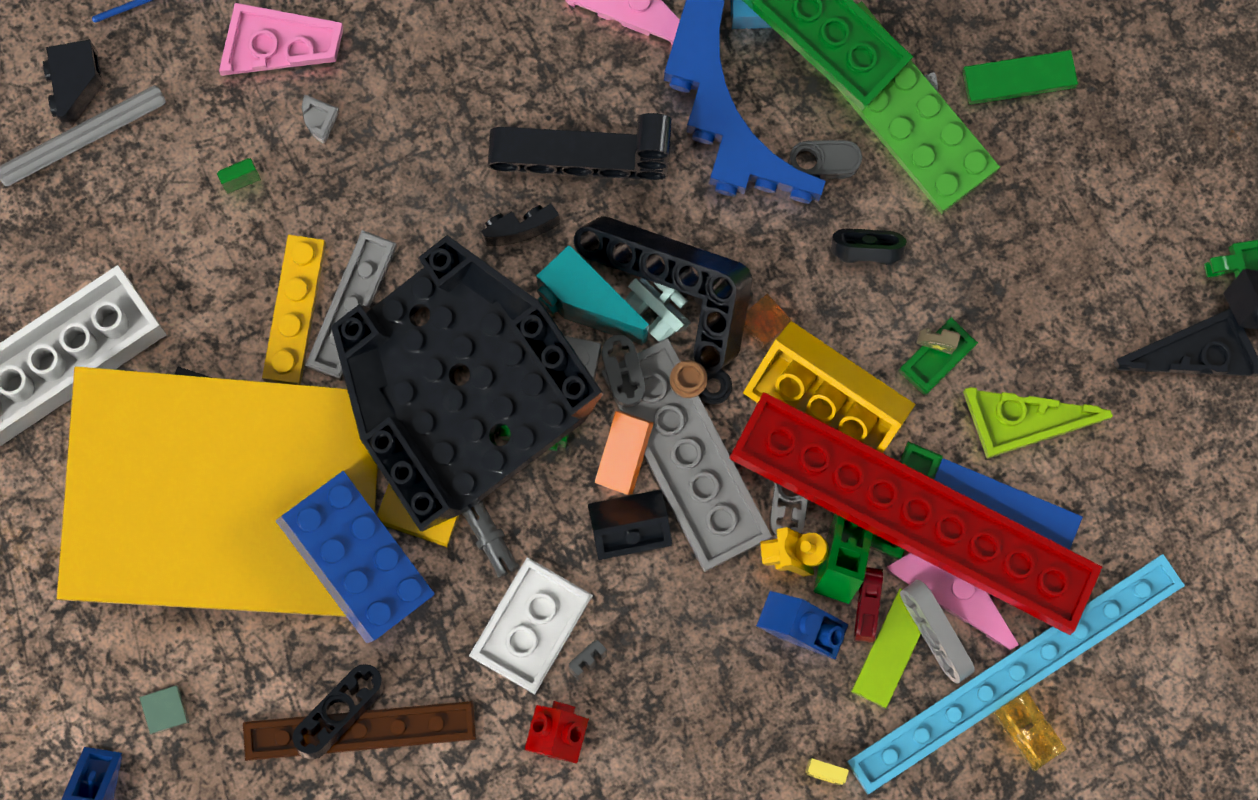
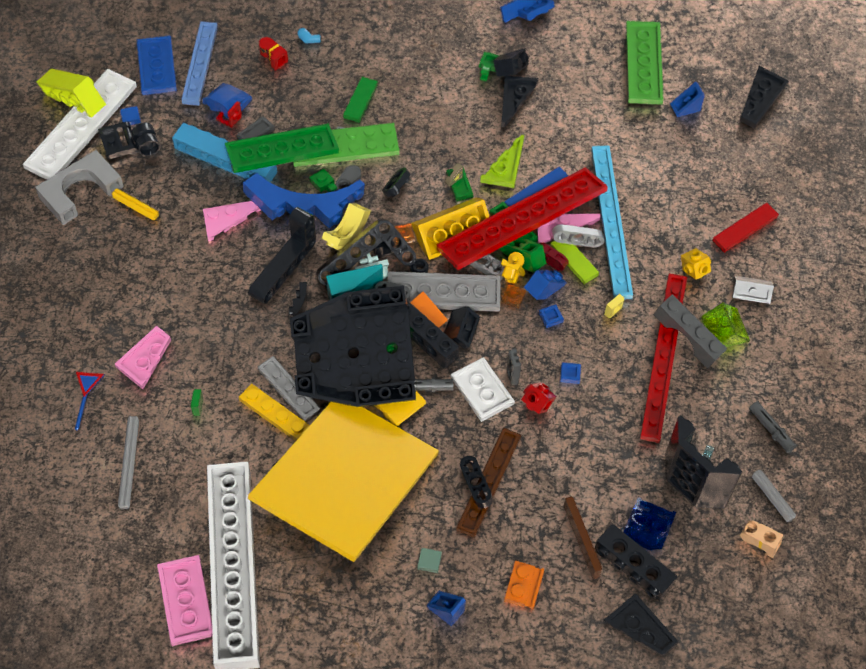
camera: 60 degrees left, 20 degrees down
(74, 79) = (98, 449): black slope -> none
(319, 117) = (191, 360): light grey tile -> none
(355, 557) = (410, 435): blue brick -> none
(576, 478) = (431, 338): none -> black brick
(648, 761) = (570, 373): none -> blue tile
(688, 379) = (412, 270): medium nougat plate -> none
(712, 220) = (349, 227): none -> light yellow arch
(746, 667) = (551, 316): none -> blue tile
(750, 580) = (513, 296): none -> clear orange tile
(797, 119) = (323, 181): none -> green plate
(1039, 748) = (646, 225): clear yellow hips -> none

